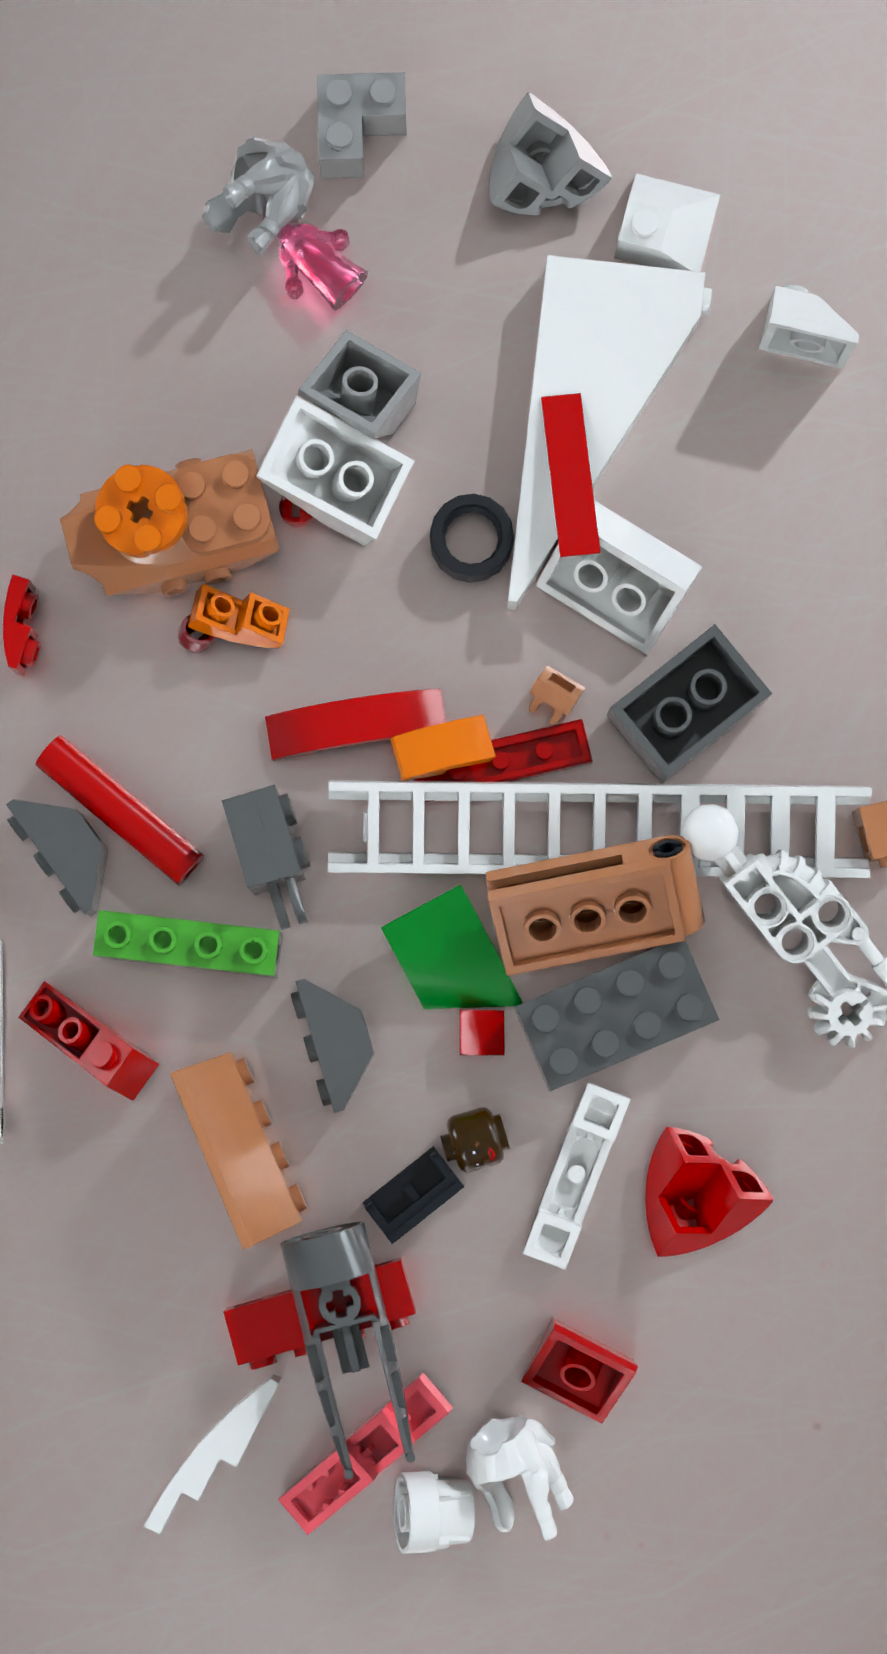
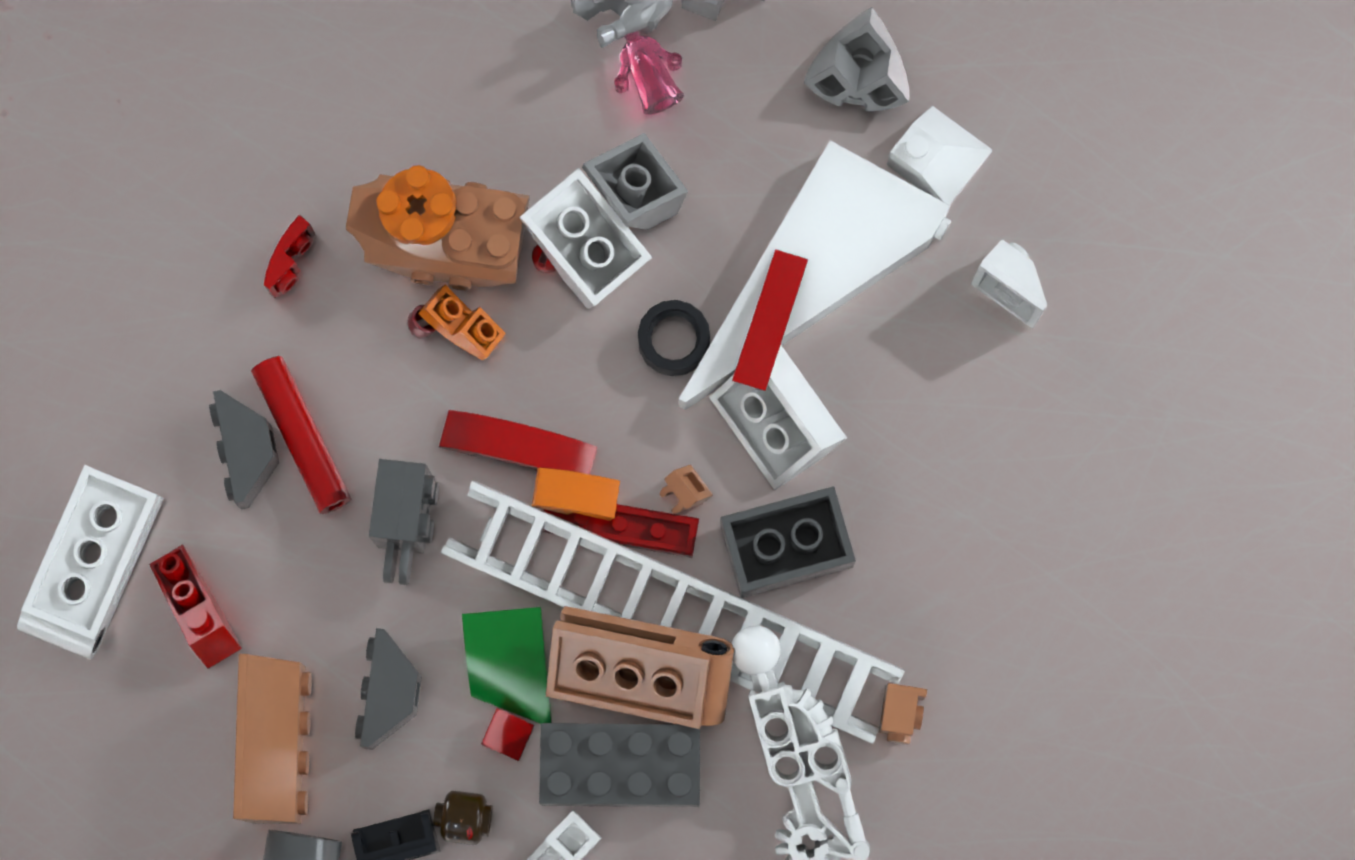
camera: 25 degrees right, 5 degrees down
(187, 944) = (306, 563): bright green piece -> none

